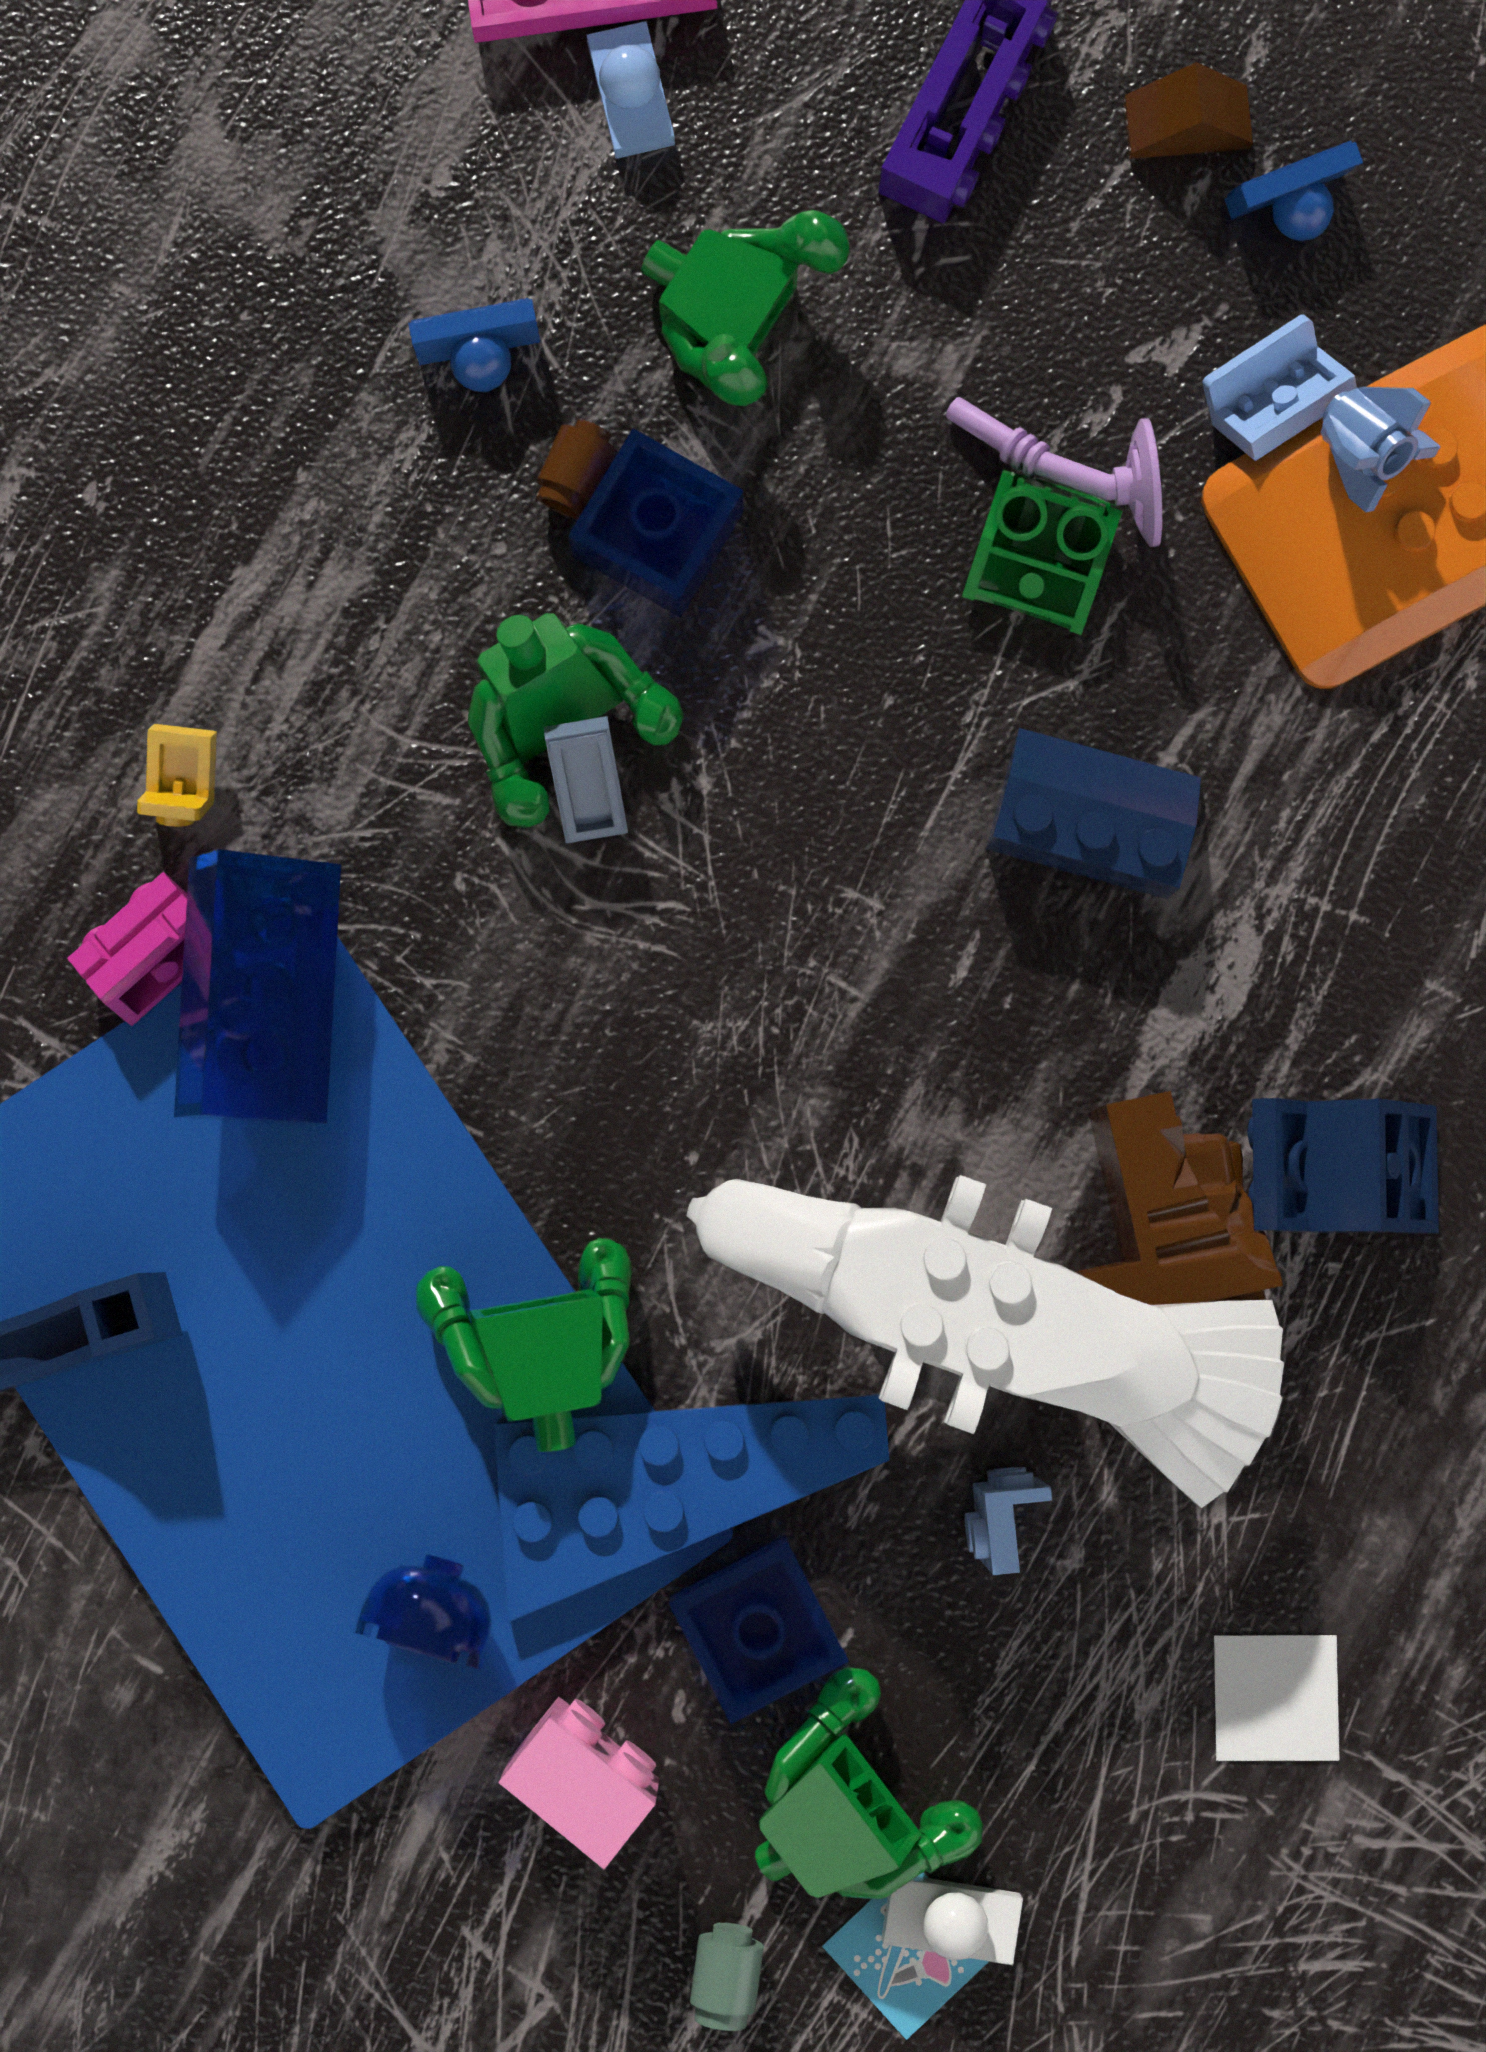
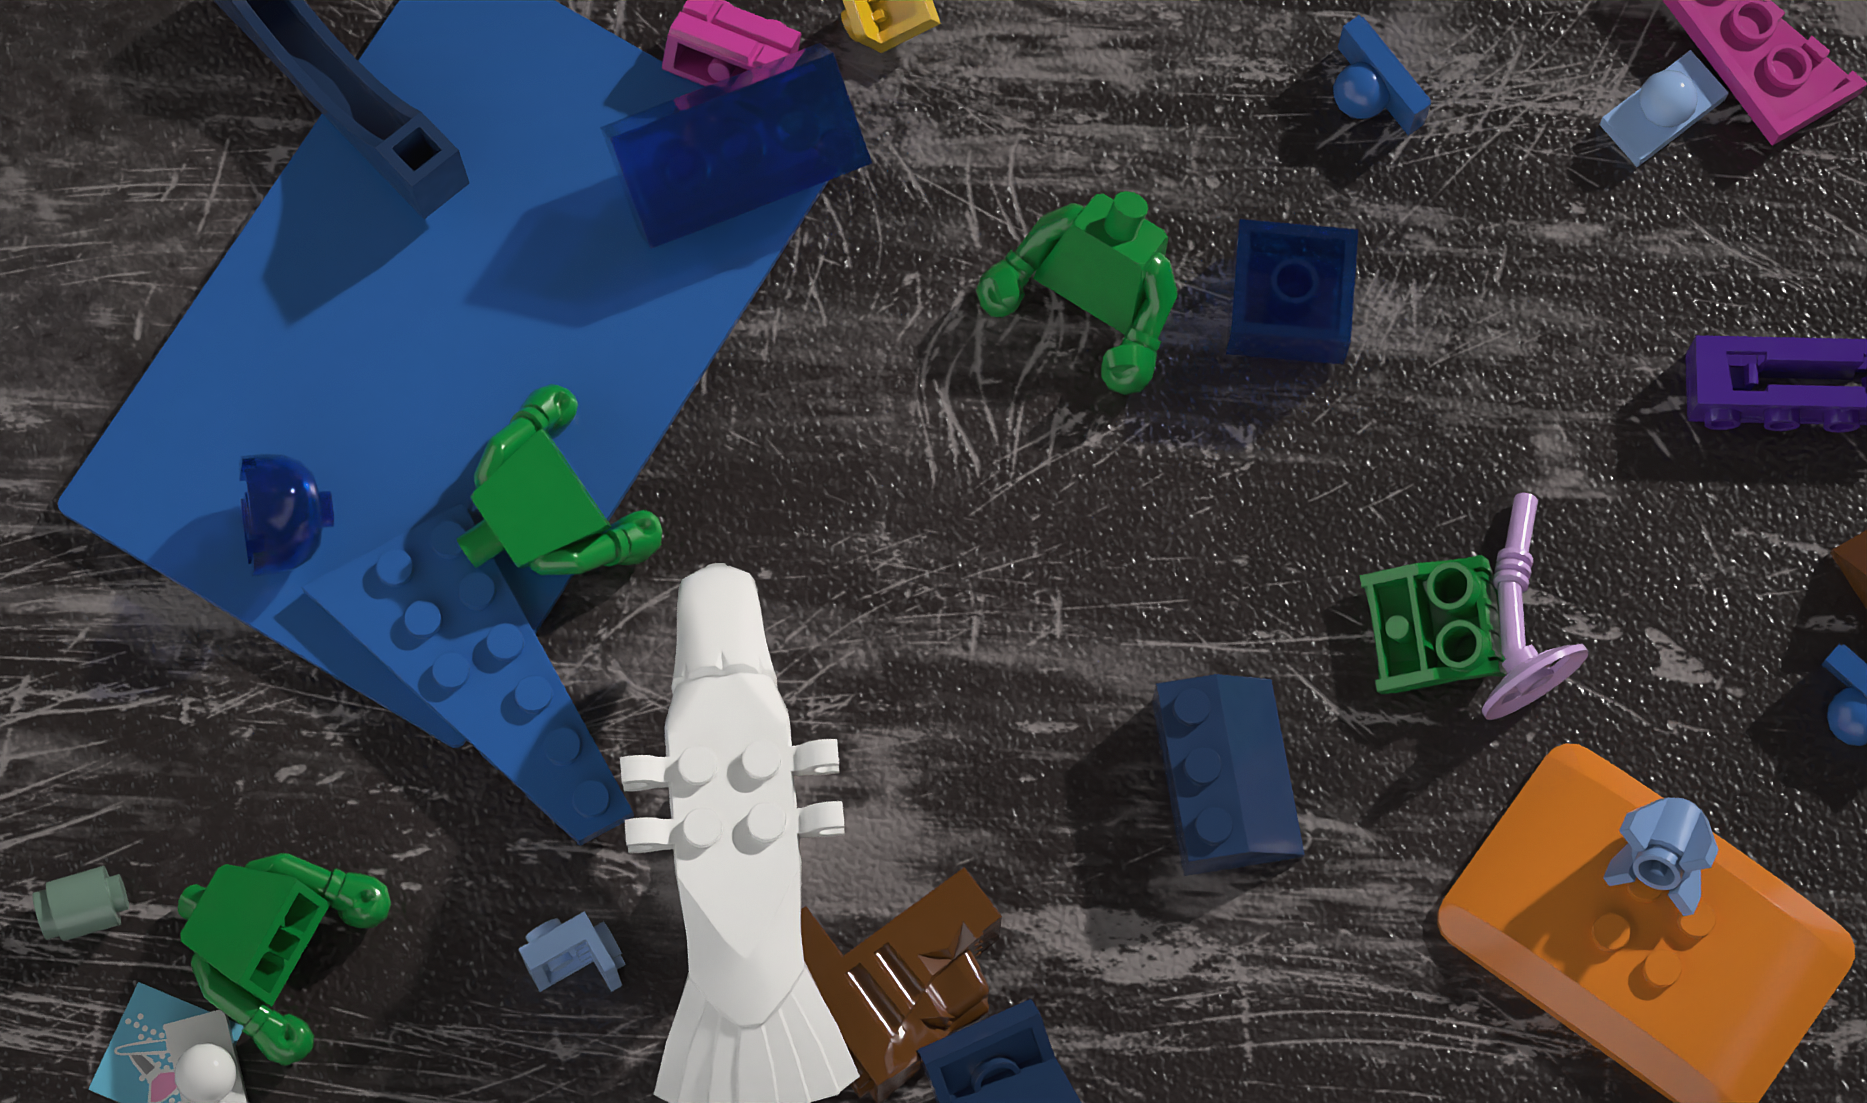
camera: 65 degrees right, 10 degrees down
(575, 467) = (1310, 203): reddish brown brick -> none
(582, 1780) = (197, 702): bright pink brick -> none
(586, 779) = (1043, 332): sand blue tile -> none
(732, 293) = (1521, 268): green torso -> none
(758, 1629) = (387, 794): clear blue brick -> none
(1274, 388) = (1681, 757): light blue bracket -> none

